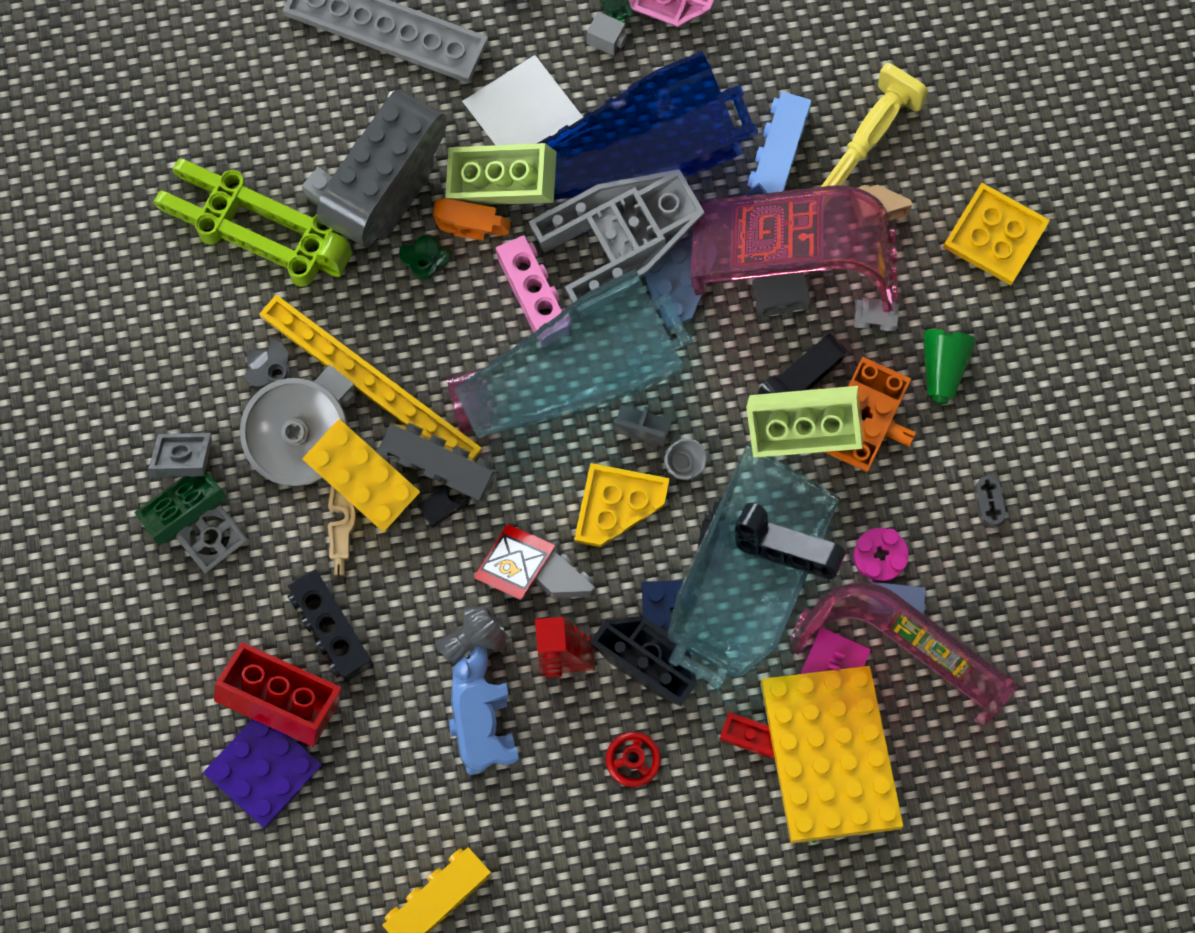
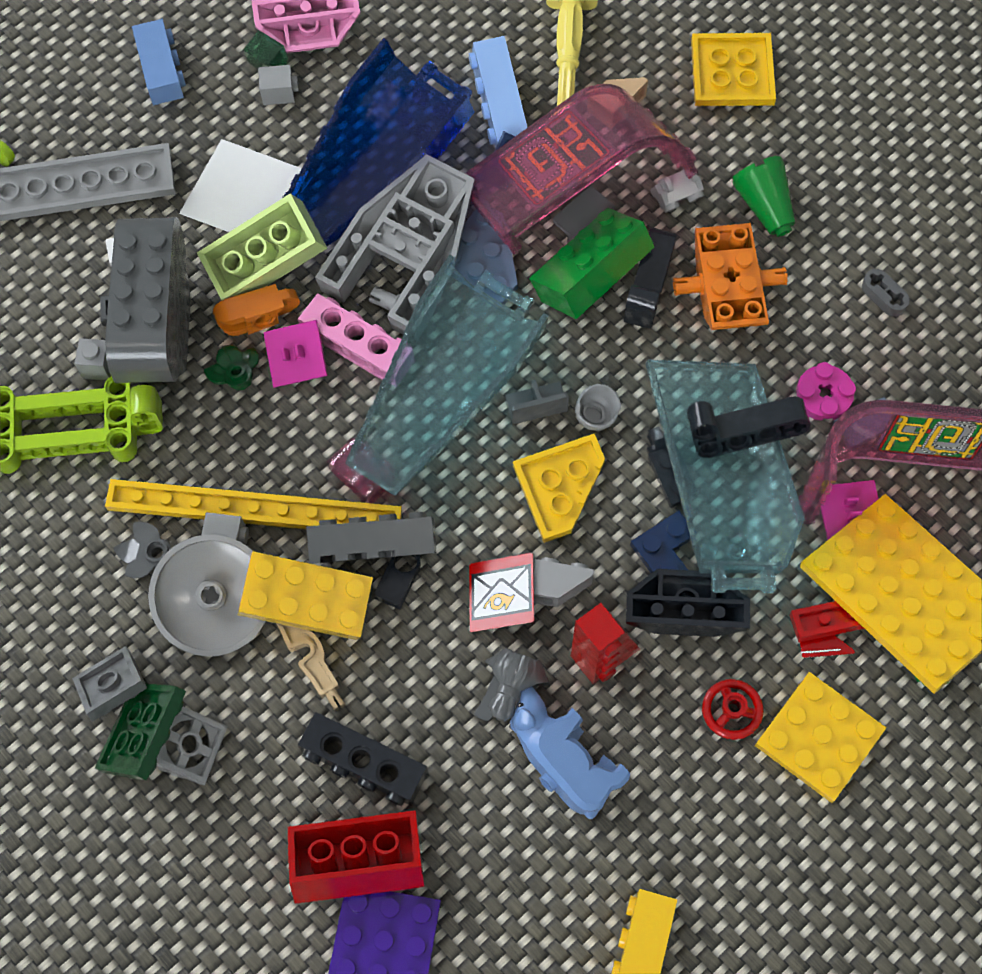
camera: 30 degrees left, 5 degrees down
(477, 275) = (295, 353): none -> dark pink piece
(576, 267) = (383, 298): none -> light grey pin
(686, 821) = (820, 737): none -> yellow plate
(738, 756) = (825, 647): none -> red sticker
(759, 336) = (592, 262): none -> green brick
(805, 421) = (691, 305): yellowish green brick -> none

